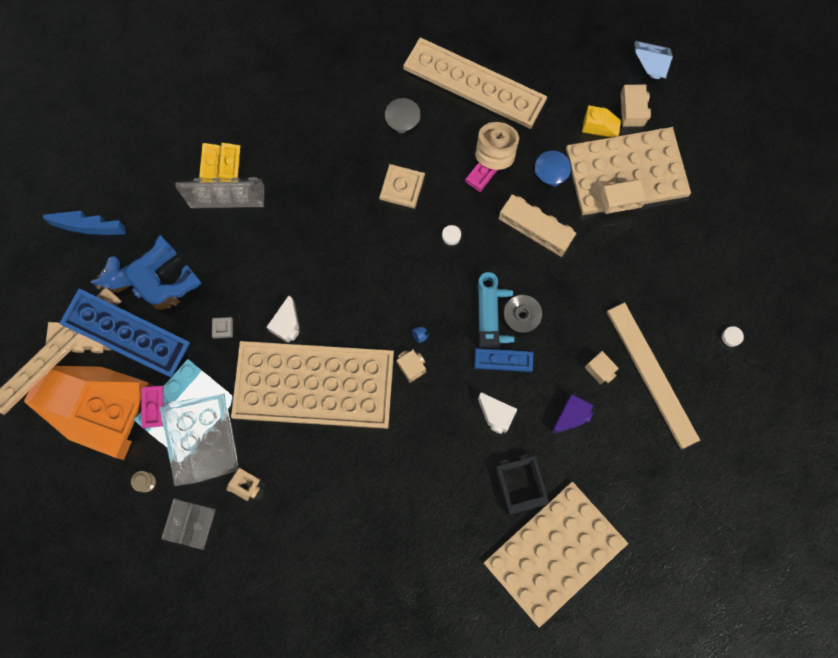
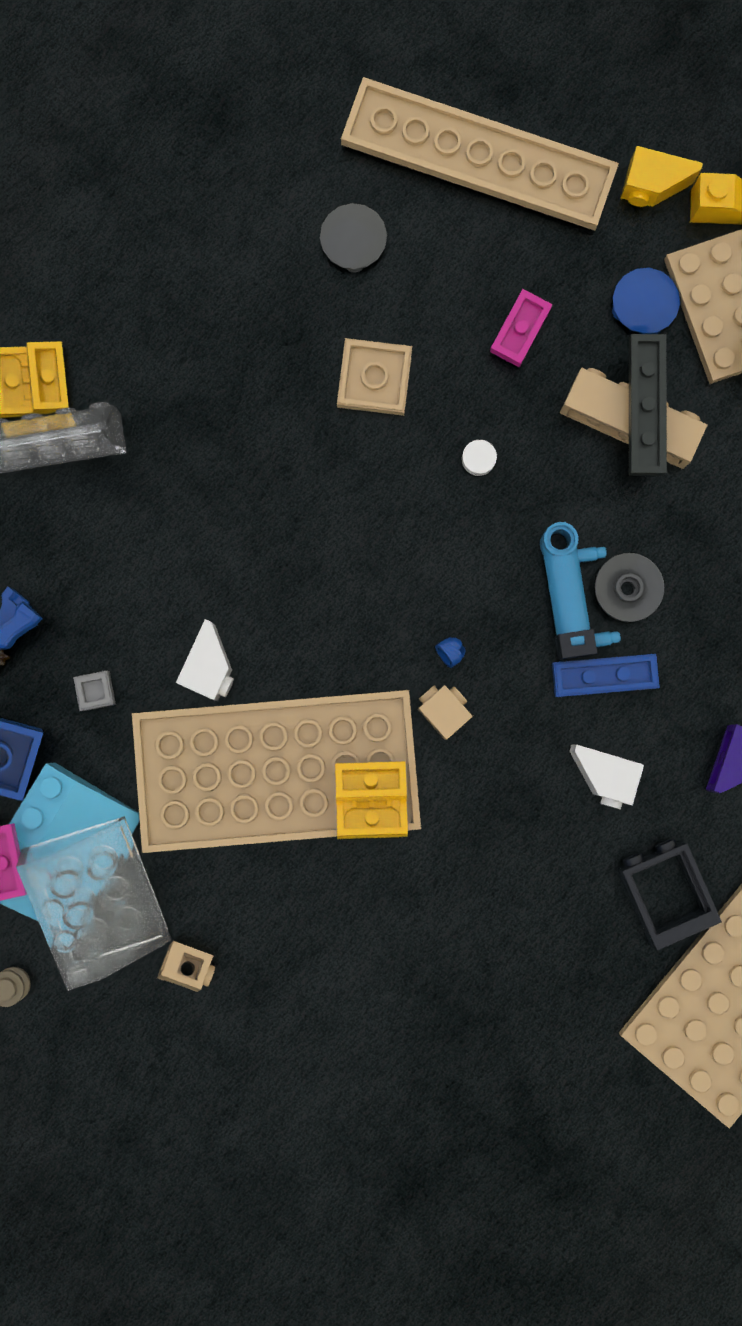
camera: 10 degrees left, 10 degrees up
(188, 524) = (102, 1046): clear slope -> none
(362, 406) = (371, 800): none -> yellow slope
(497, 145) = (540, 276): tan wheel -> none
(544, 217) = (647, 405): none -> pearl dark grey plate
(567, 106) = (657, 176): none -> yellow slope

